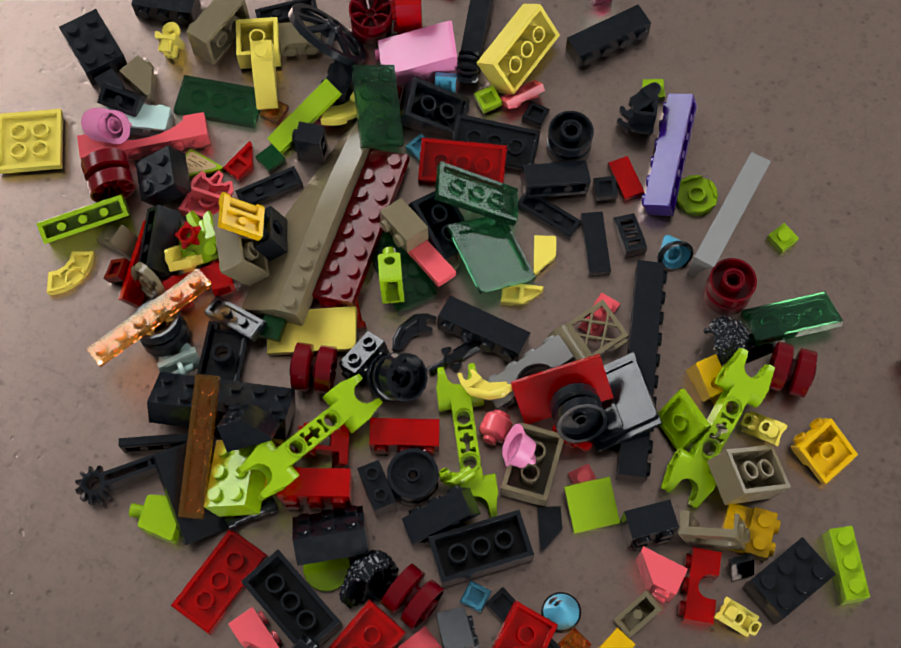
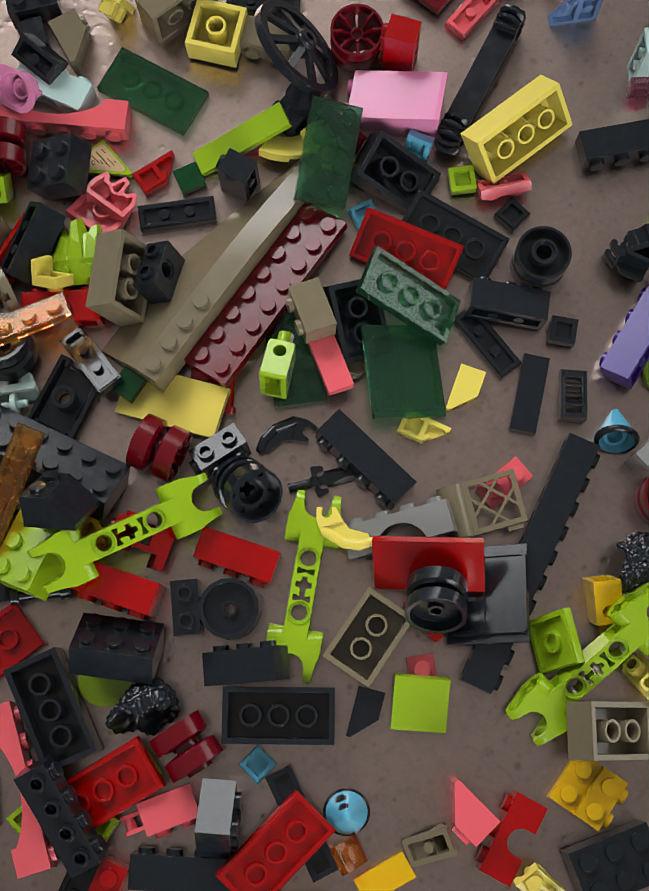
camera: 20 degrees right, 10 degrees up
(184, 231) = (59, 247): red plate -> none
(239, 221) = (123, 253): yellow plate -> none
(264, 74) = (209, 75): light yellow slope -> none
(275, 115) = (210, 122): clear orange plate -> none
(454, 479) = (274, 627): lime arm -> none
(495, 427) = (341, 579): coral head -> none
(518, 448) = (355, 619): bright pink piece -> none
(626, 178) = (591, 325): red tile -> none
(649, 524) = (476, 750): black brick -> none
(713, 537) = (520, 771): dark tan panel -> none
(741, 566) = (565, 829): black tile -> none

